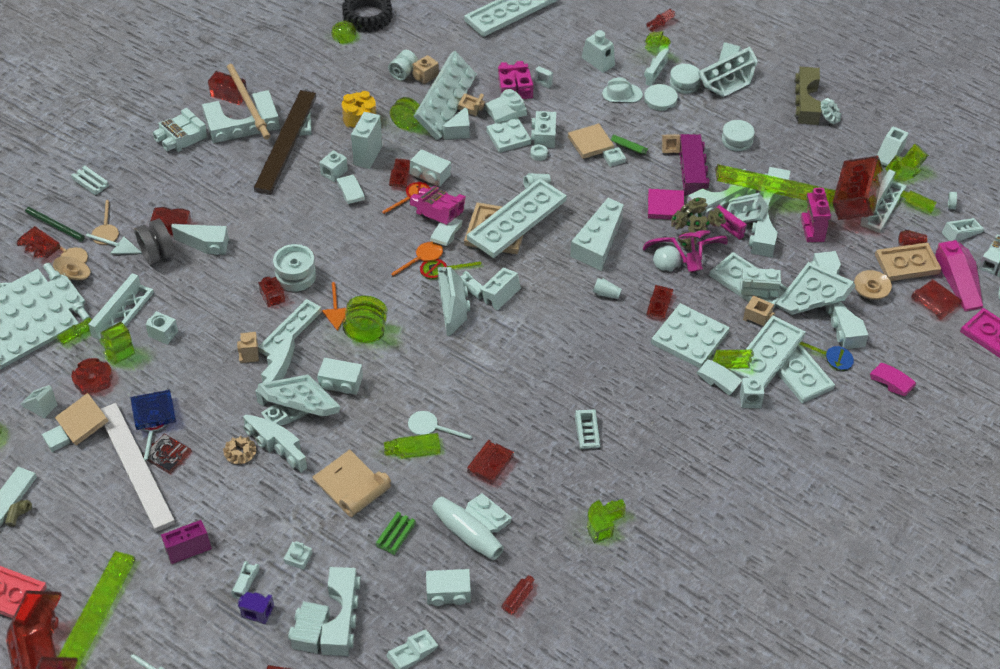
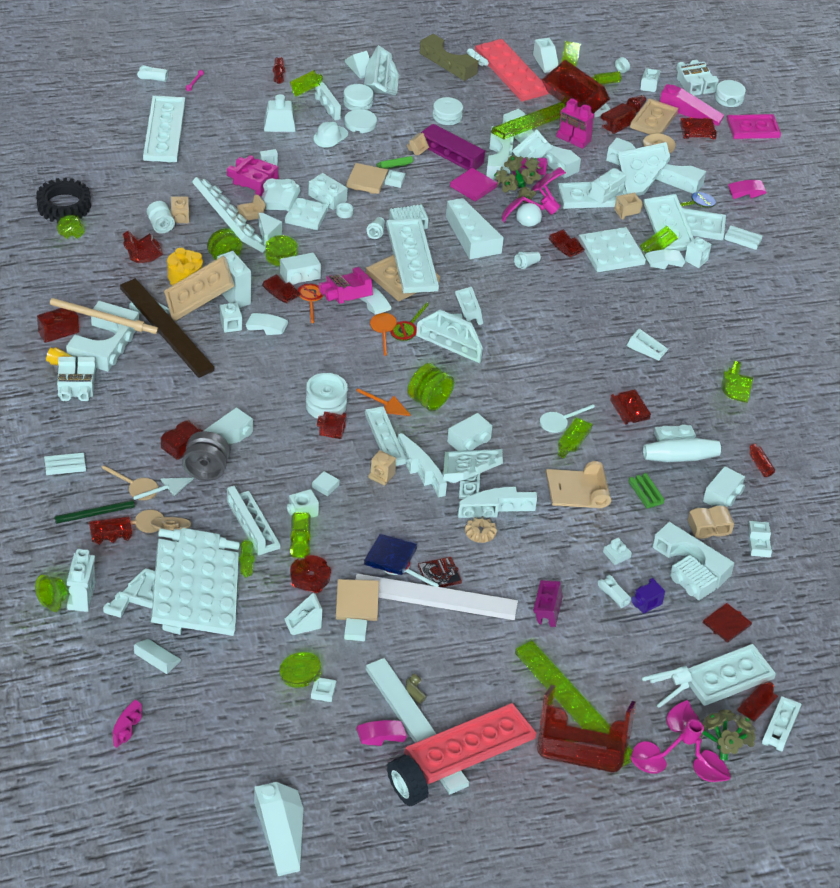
camera: 55 degrees left, 5 degrees down
(196, 108) = (53, 355): none -> yellow cone
(204, 327) = (325, 483): none -> light aqua tile
(332, 127) = (199, 288): none -> tan tile
(355, 78) = (142, 250): none -> clear red brick
(395, 600) = (710, 522): none -> tan brick
(444, 145) = (280, 247): none -> clear neon green head
(576, 192) = (410, 213): none -> light aqua brick
(817, 402) = (743, 237): none -> light aqua tile
(849, 137) = (512, 70): none -> coral plate
(873, 238) = (618, 117): none -> clear red hinge

